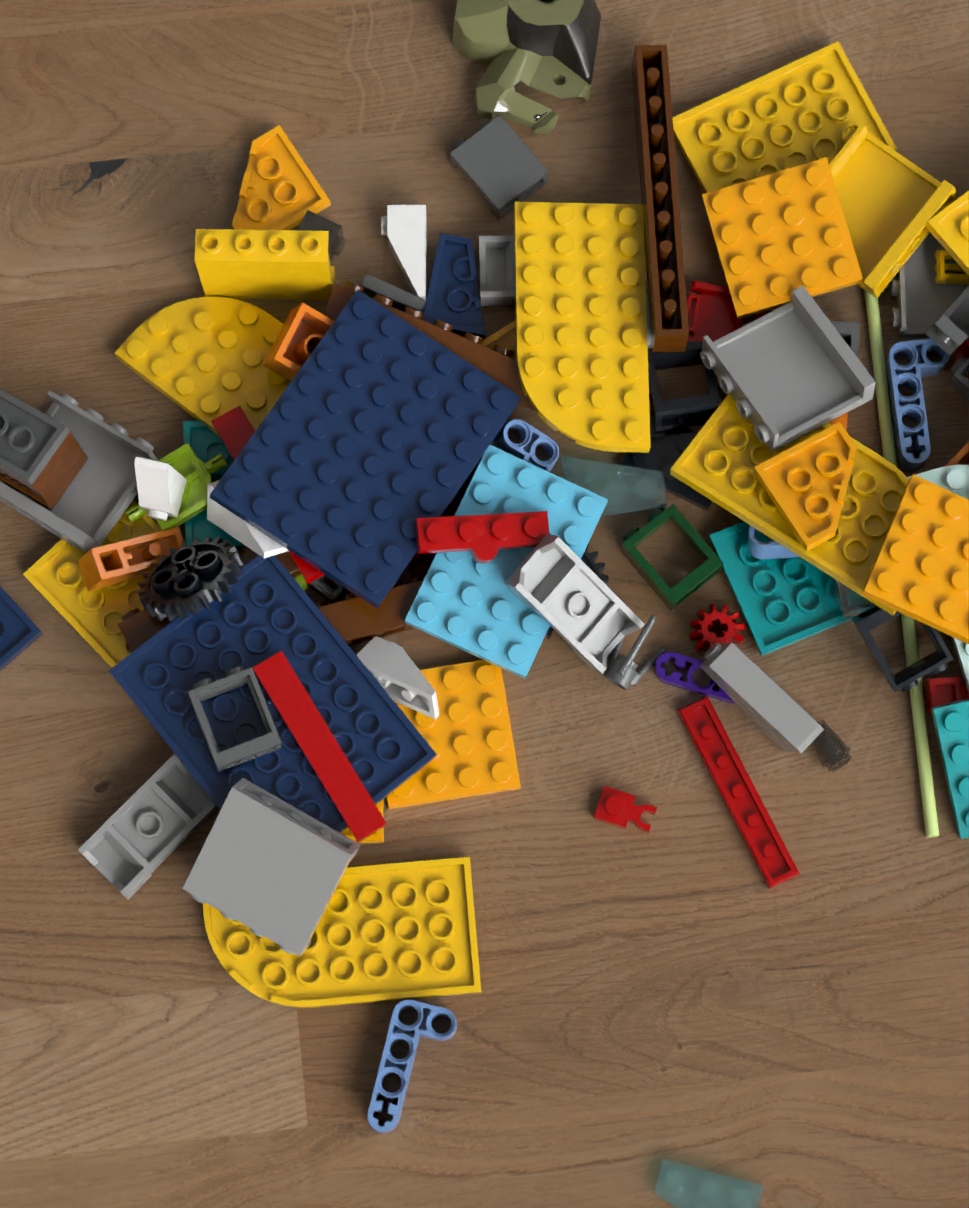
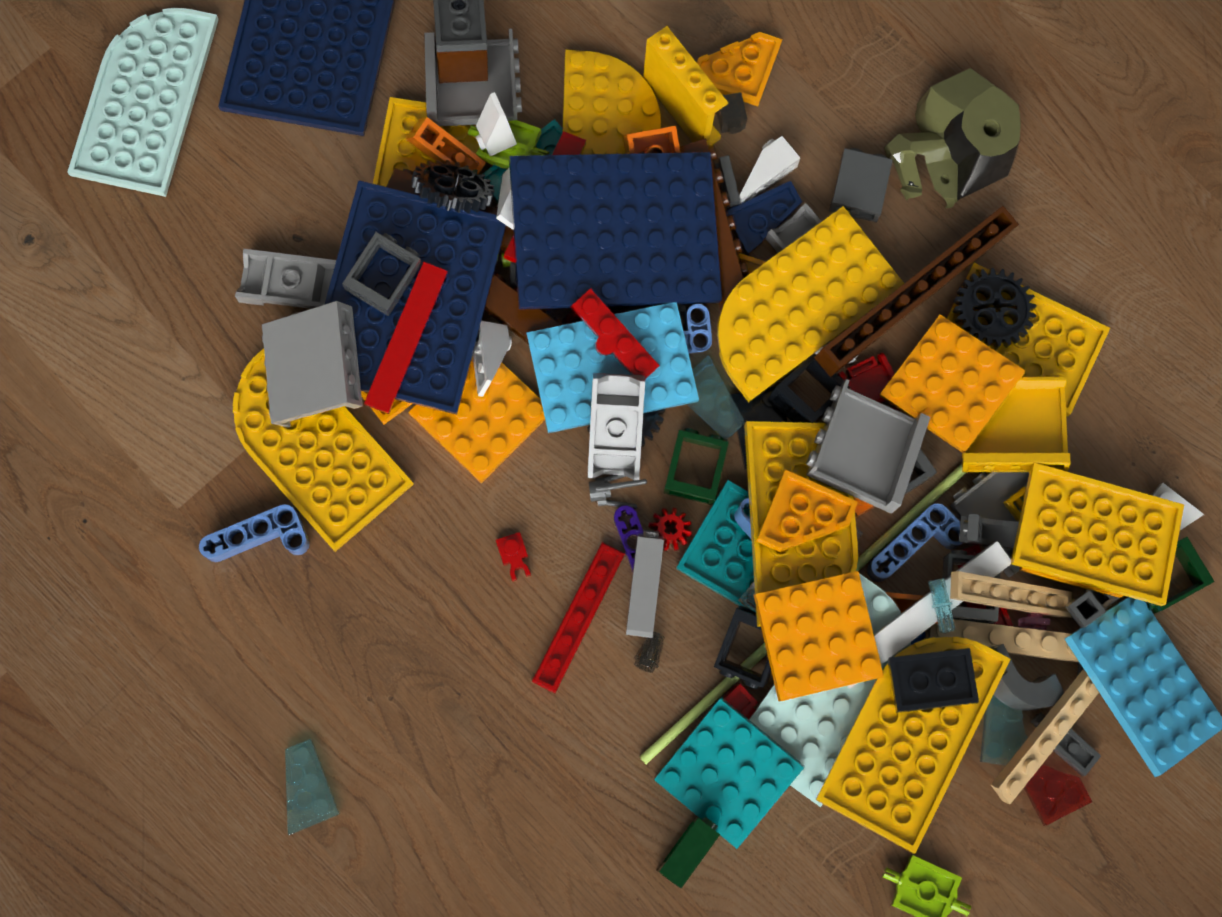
camera: 45 degrees right, 0 degrees up
(709, 121) = (991, 287): none -> black gear

